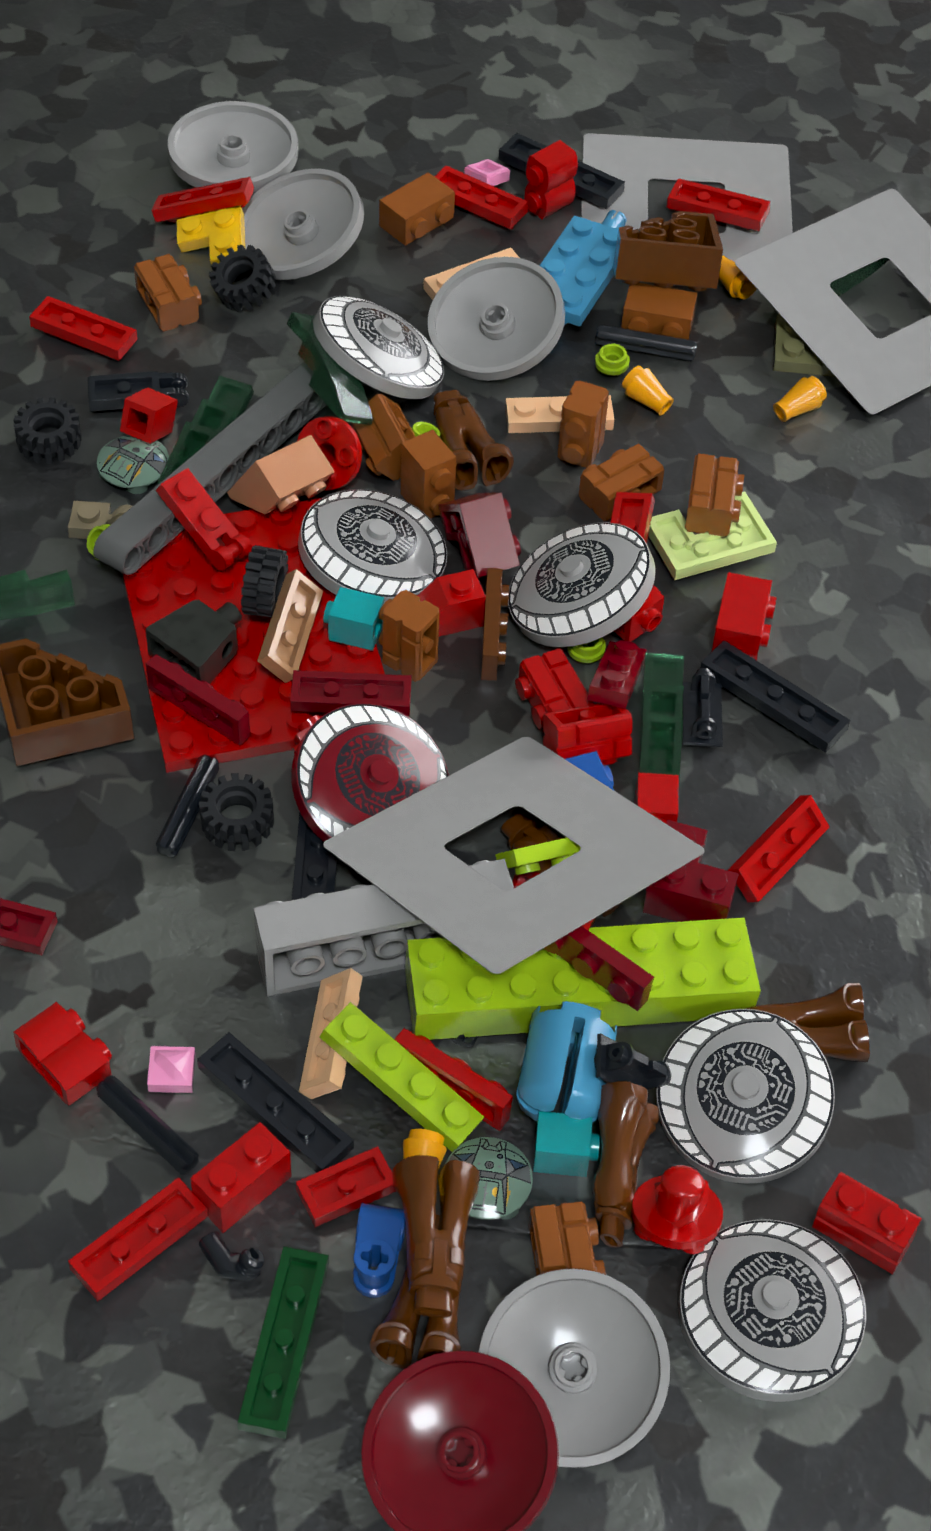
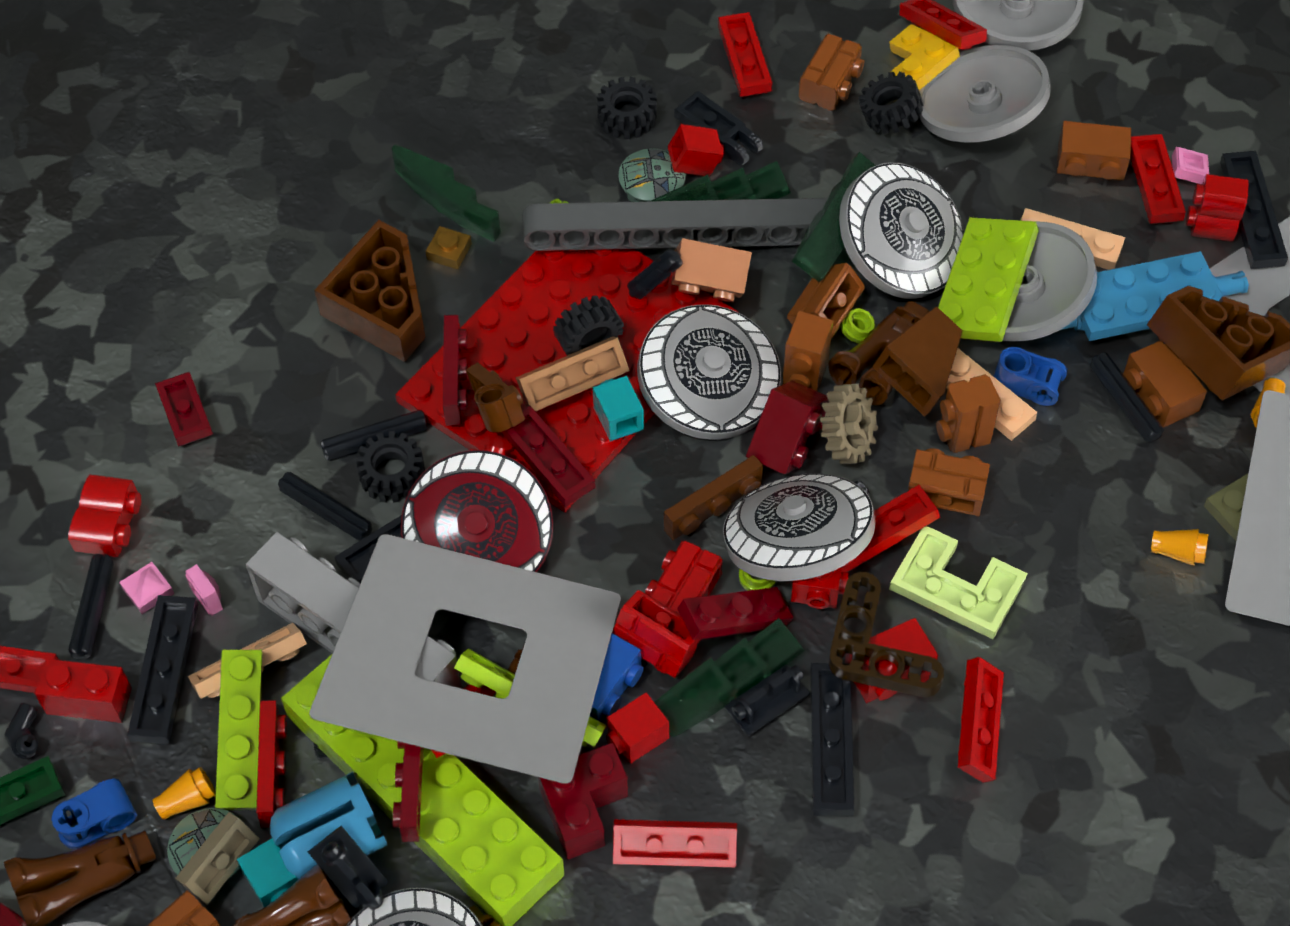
camera: 55 degrees right, 5 degrees up
(50, 633) = (448, 247): none -> pearl gold plate
(92, 514) = (574, 189): dark tan plate -> none
(196, 638) = (504, 330): pearl dark grey torso -> none
(203, 519) = (613, 249): red plate -> none
(221, 1019) = (204, 589): none -> bright pink tile
(224, 884) = (325, 506): none -> black axle
(258, 506) = (655, 274): none -> black axle
(273, 681) = (495, 400): none -> reddish brown plate
(340, 447) = (772, 279): red plate -> none
(346, 1186) = (130, 761): red plate -> none
(409, 634) = (637, 452): dark orange brick -> none
(435, 1255) = (94, 853): reddish brown piece -> none
(459, 601) = (699, 456): red slope -> none
(471, 337) = (988, 276): none -> lime plate
(512, 414) = (921, 360): none -> reddish brown slope
(515, 1151) = (217, 858): none -> dark tan plate
(521, 493) = (849, 423): none -> dark tan gear
(575, 367) = (1030, 375): none -> blue piece
(612, 359) = (1081, 380): lime plate -> none
(646, 389) = (1070, 431): light orange cone -> none
(713, 495) = (986, 552): dark orange brick -> none
(729, 616) = (859, 647): none -> dark brown beam
(838, 601) = (980, 720): none -> red plate

